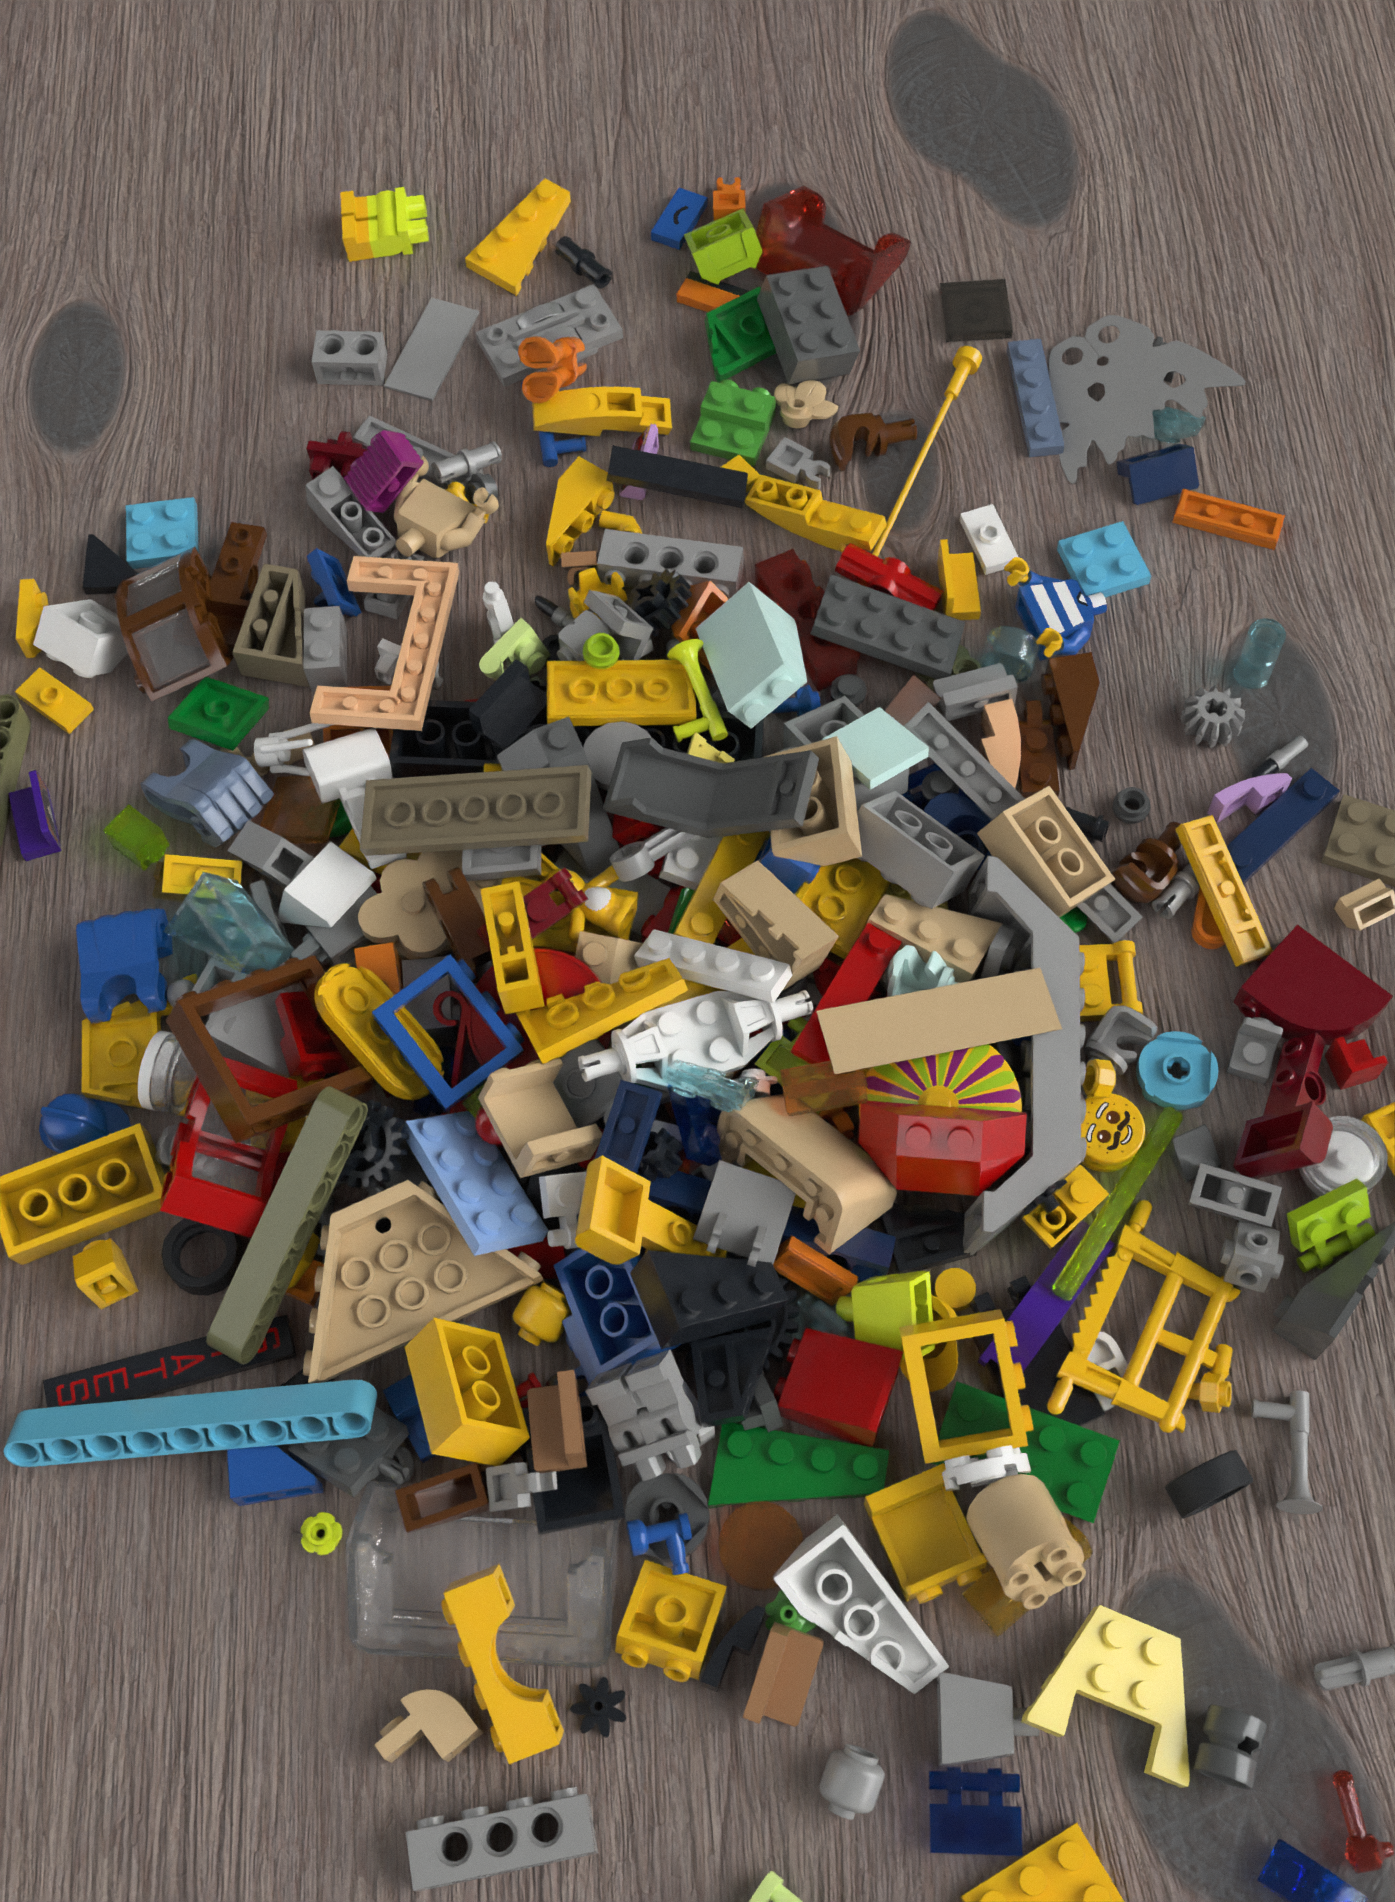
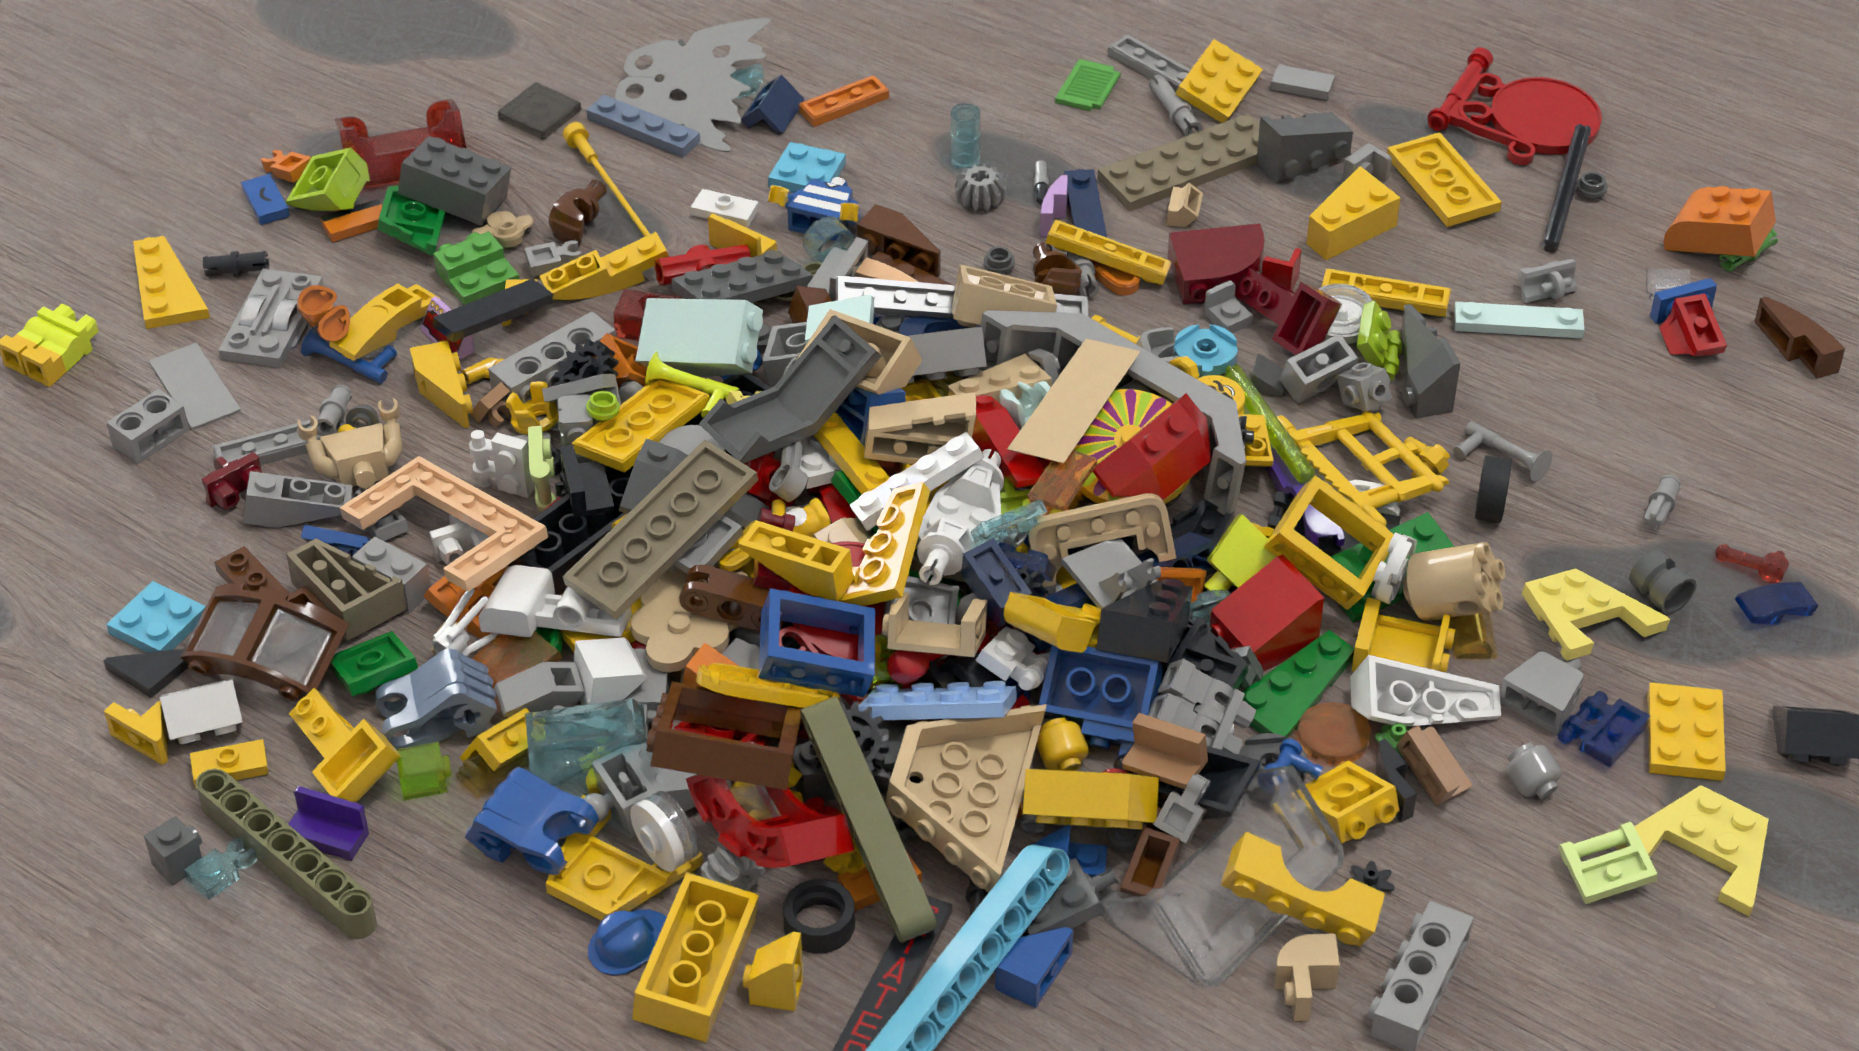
camera: 55 degrees left, 20 degrees down
(105, 781) = (352, 755): none -> yellow plate
(331, 1538) = (1102, 971): neon yellow plate -> none
(383, 470) = (294, 442): magenta brick -> none

